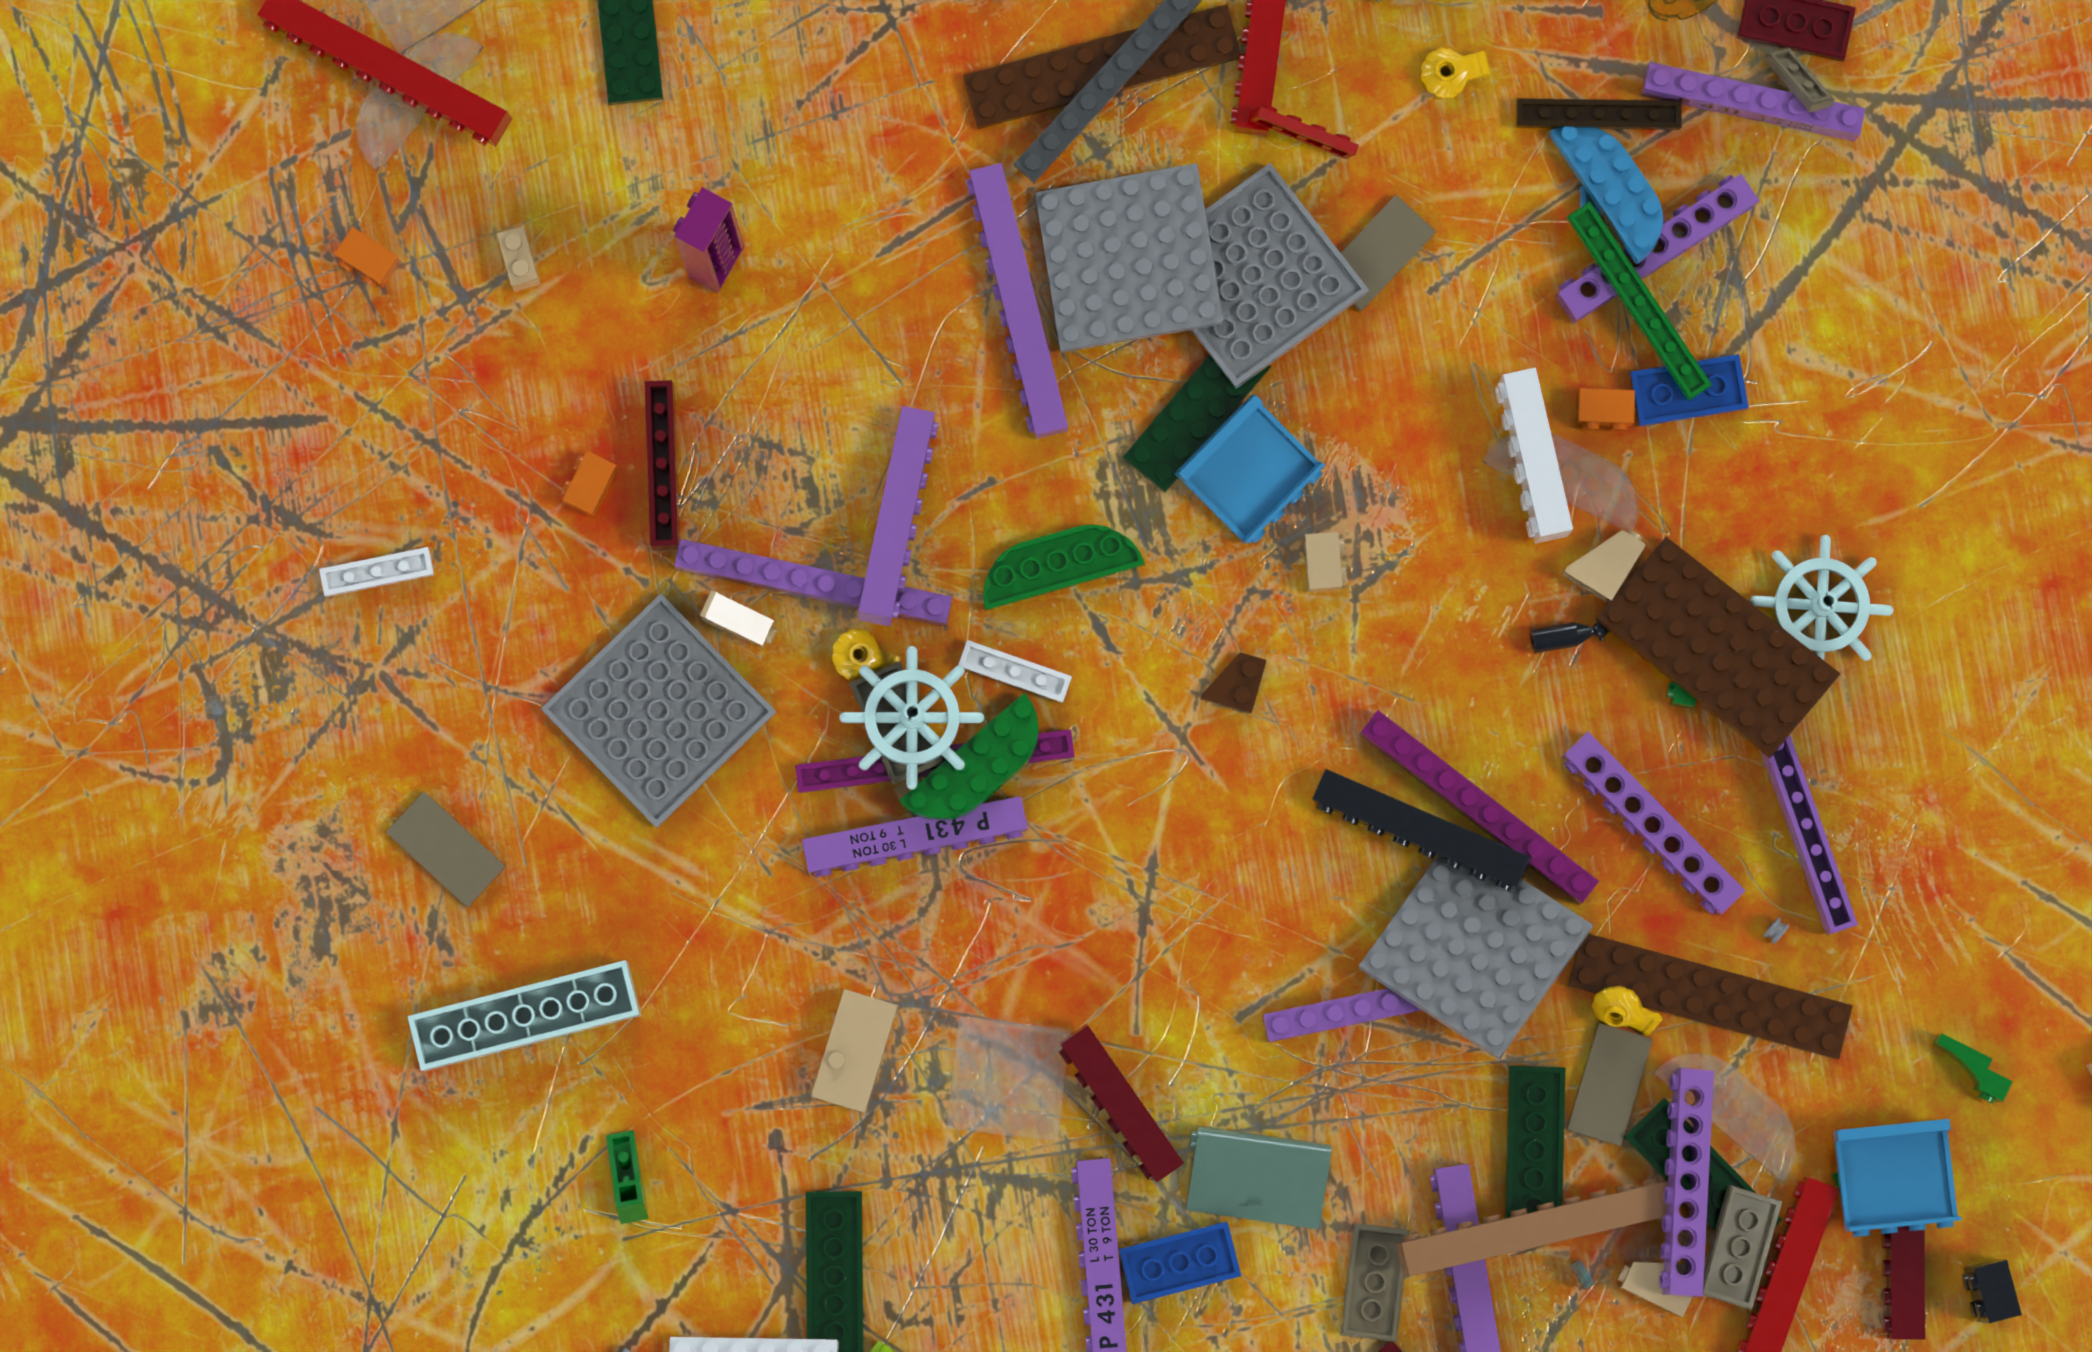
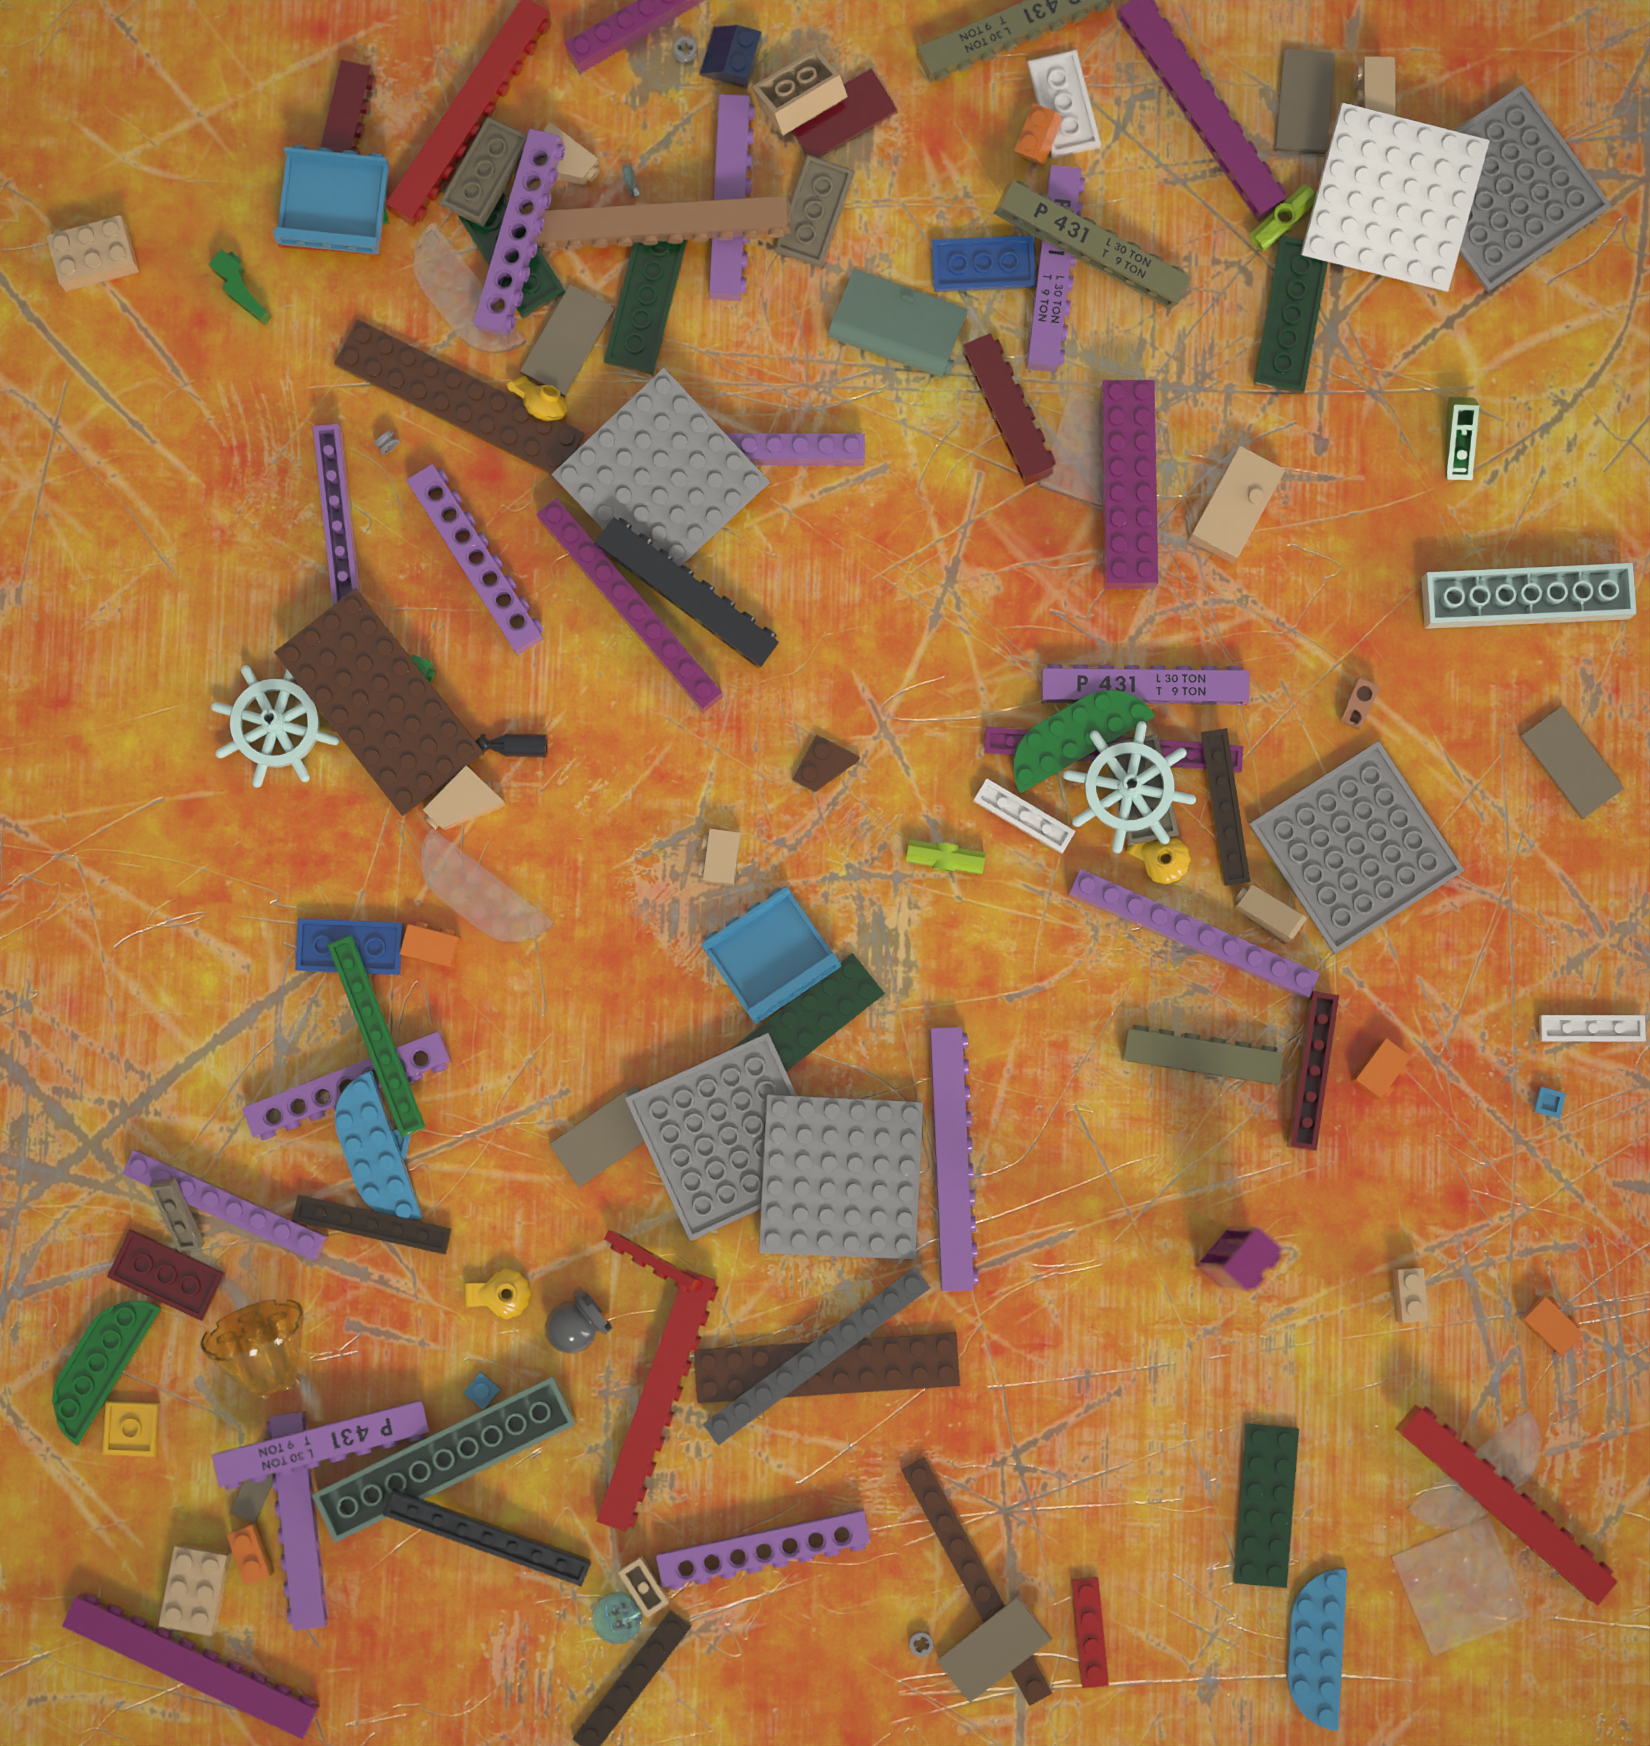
camera: 170 degrees left, 0 degrees up
(408, 485) = (1549, 1102): none -> dark azure plate
(683, 865) = (1359, 703): none -> nougat leg
(779, 459) = (1202, 1056): none -> olive brick
(805, 723) = (1225, 806): none -> dark brown plate
(896, 516) = (1106, 977): medium lavender brick -> none
(975, 1045) = (1129, 484): none -> magenta brick
(1058, 563) = (964, 907): green plate -> none
(1067, 1300) = (1092, 244): none -> olive brick
(1088, 611) = (945, 857): none -> lime piece
(1369, 53) = (574, 1324): none -> dark grey tile
(1534, 455) = (506, 908): white brick -> none
(1991, 1291) = (272, 88): black brick -> none

